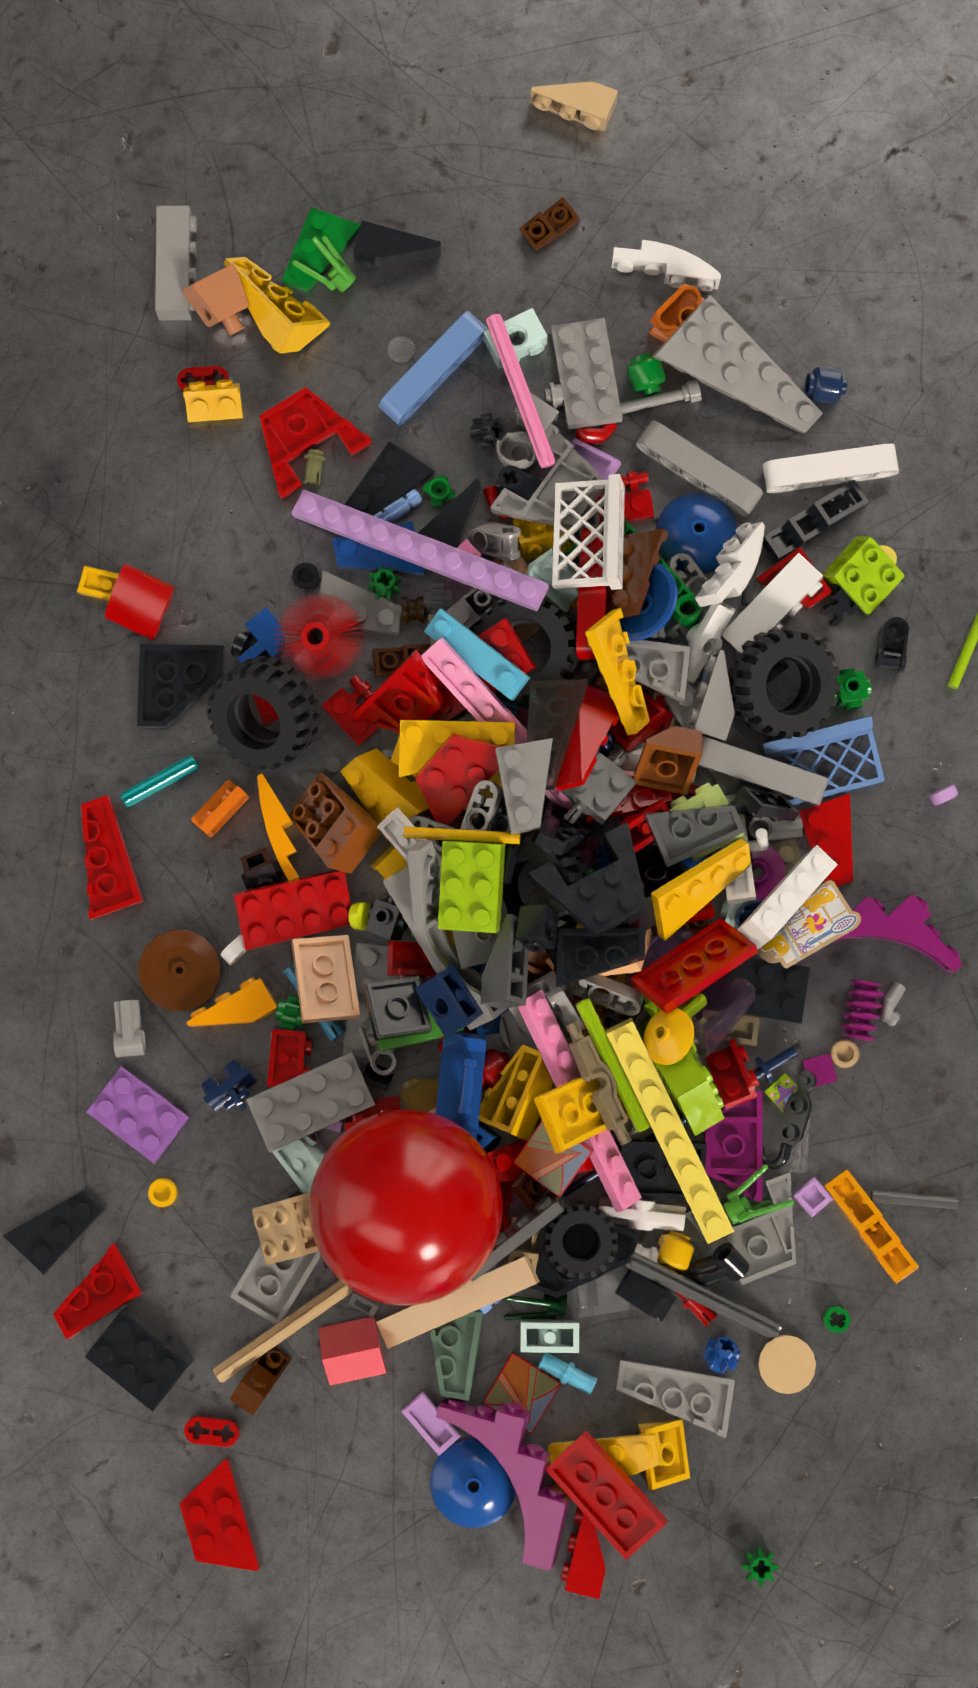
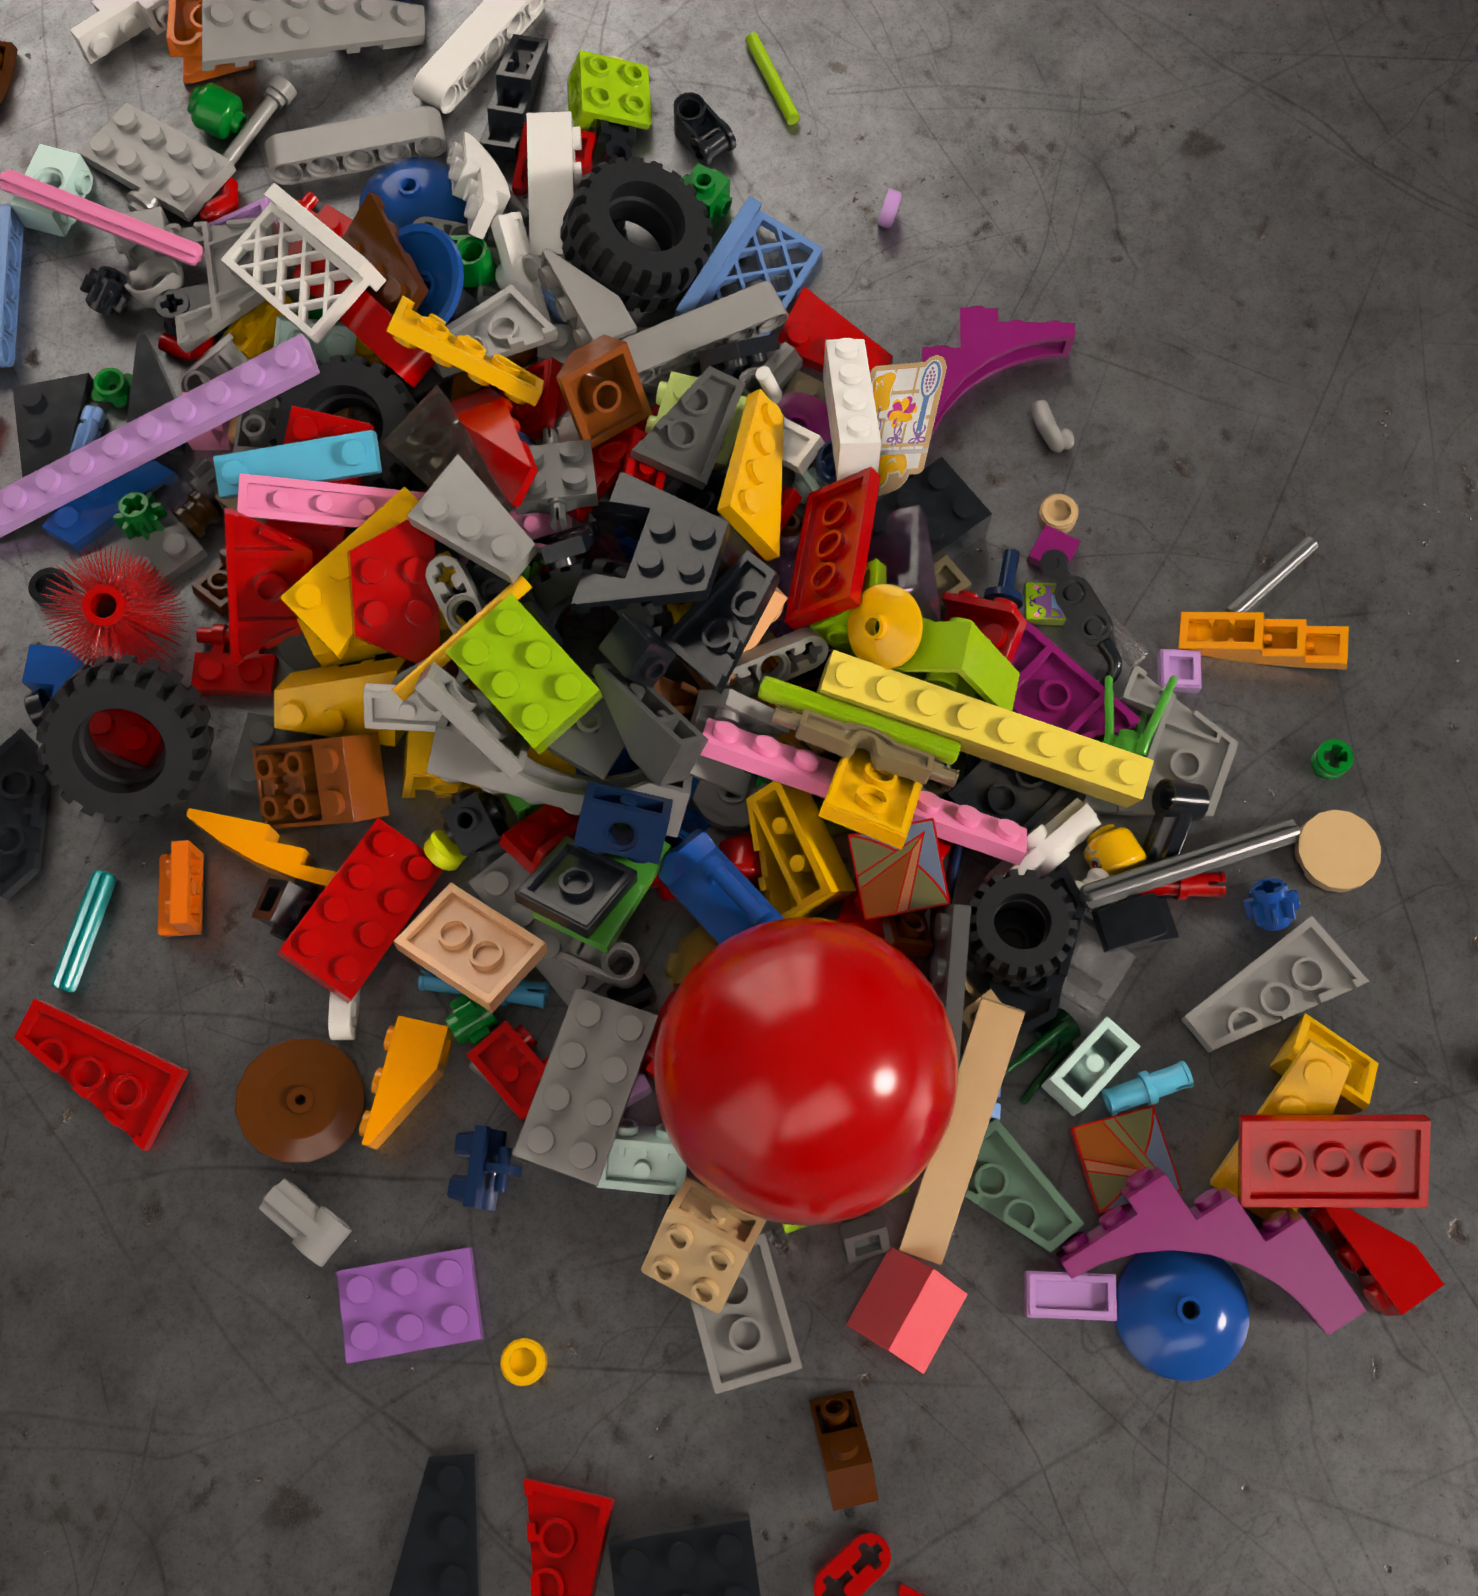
camera: 45 degrees left, 10 degrees down
(281, 1331) = (811, 1363): tan axle -> none
(862, 1010) = (1028, 455): magenta piece -> none

